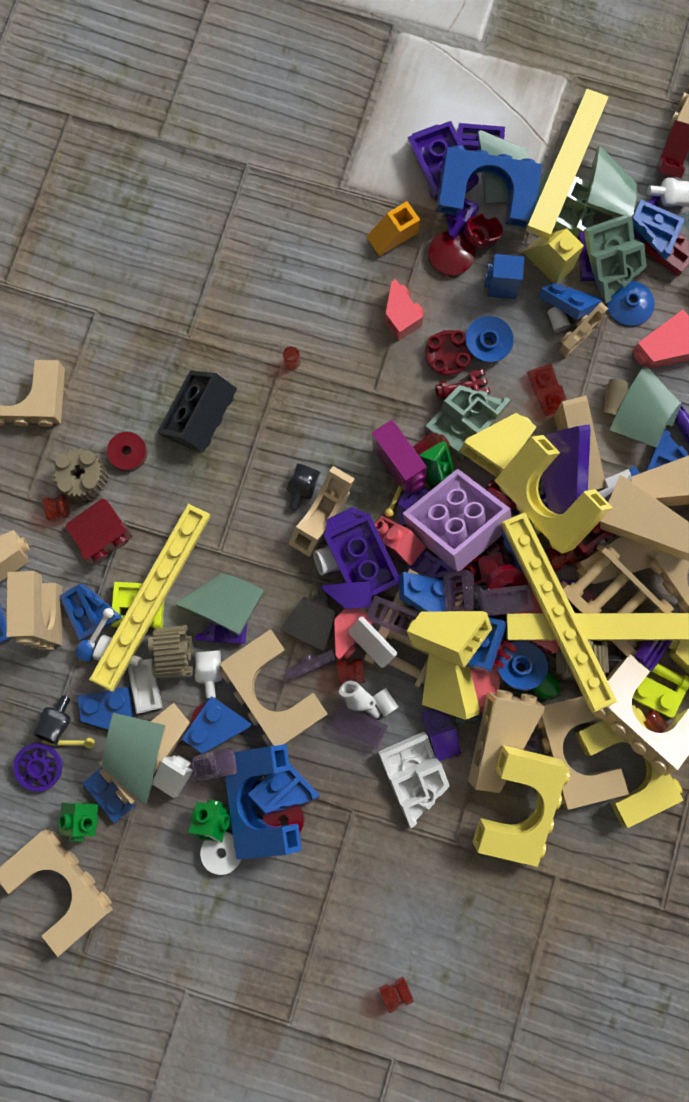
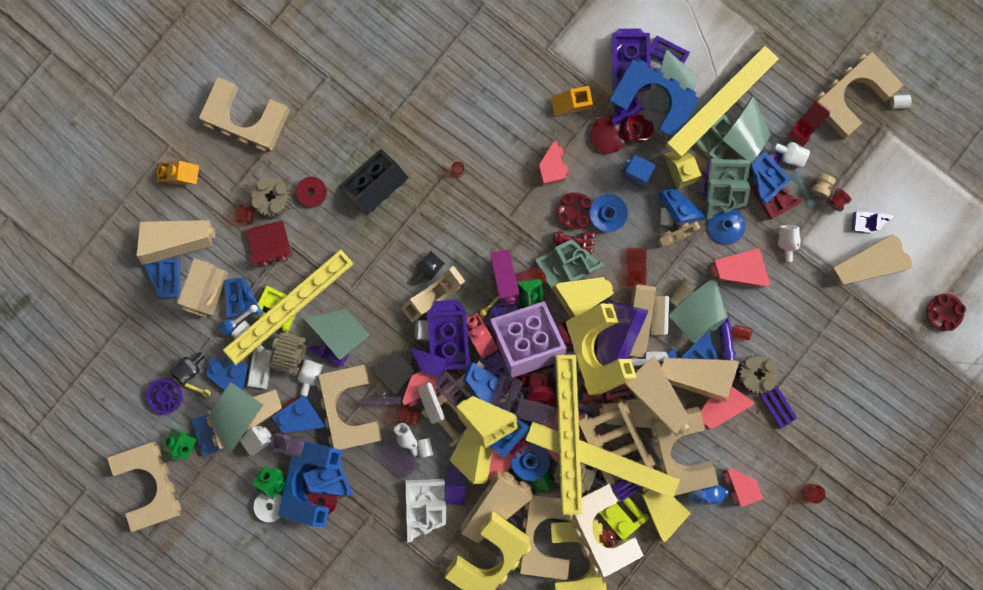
camera: 20 degrees right, 5 degrees up
(605, 437) = (659, 319): none -> white slope

